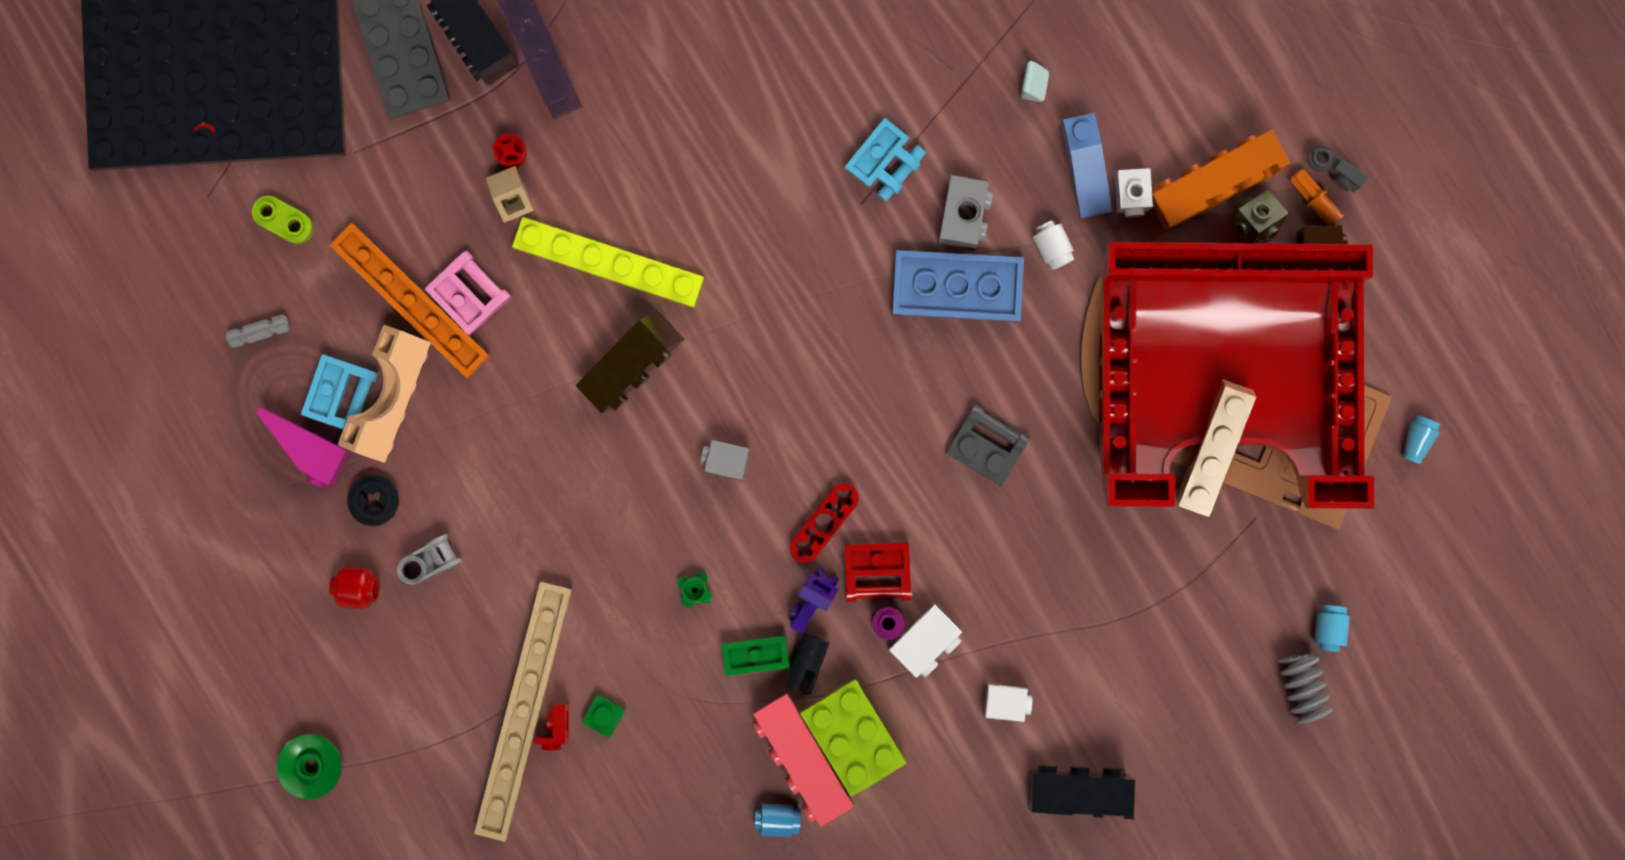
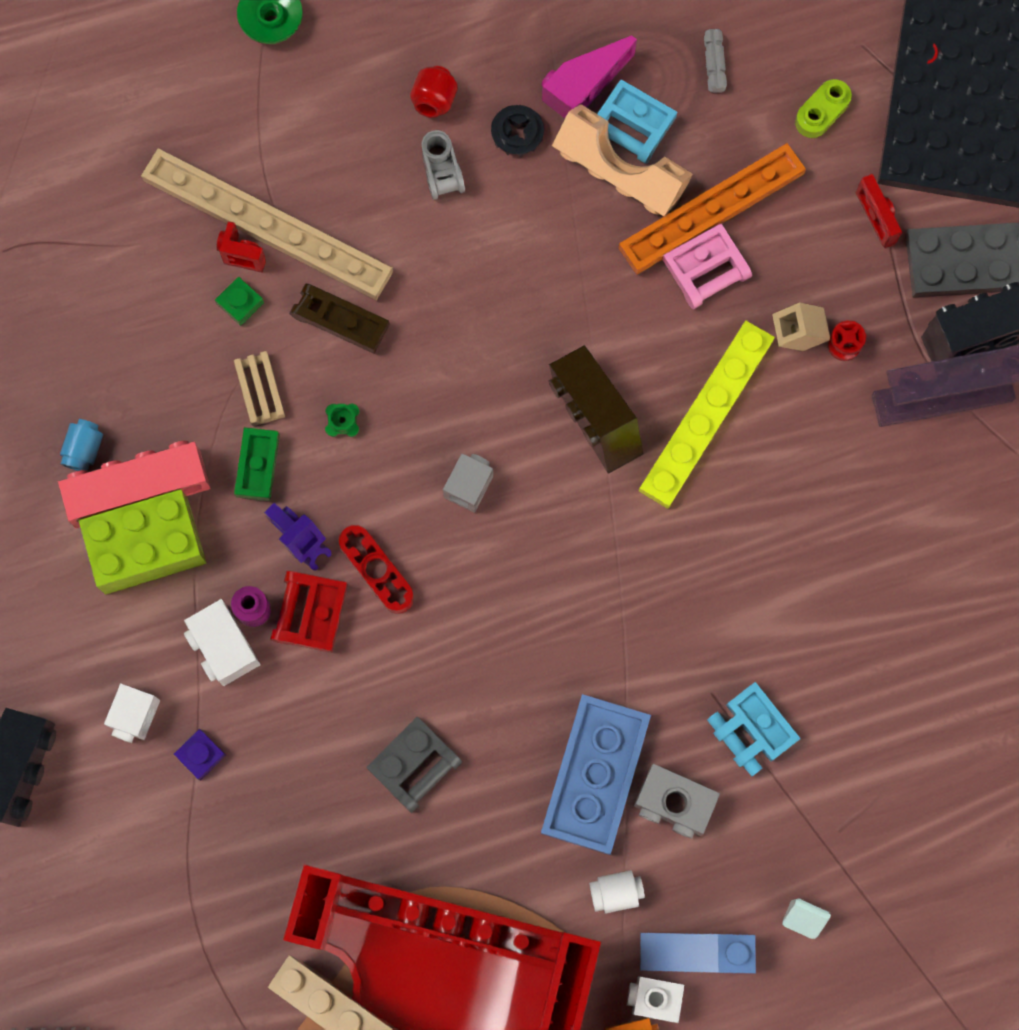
camera: 105 degrees right, 10 degrees down
(376, 147) = (879, 211): none -> red plate
(599, 617) = (340, 318): none -> dark brown plate
(659, 687) = (252, 362): none -> tan tile
(806, 664) = (236, 516): black hinge -> none
(1025, 634) = (199, 754): none -> dark purple plate

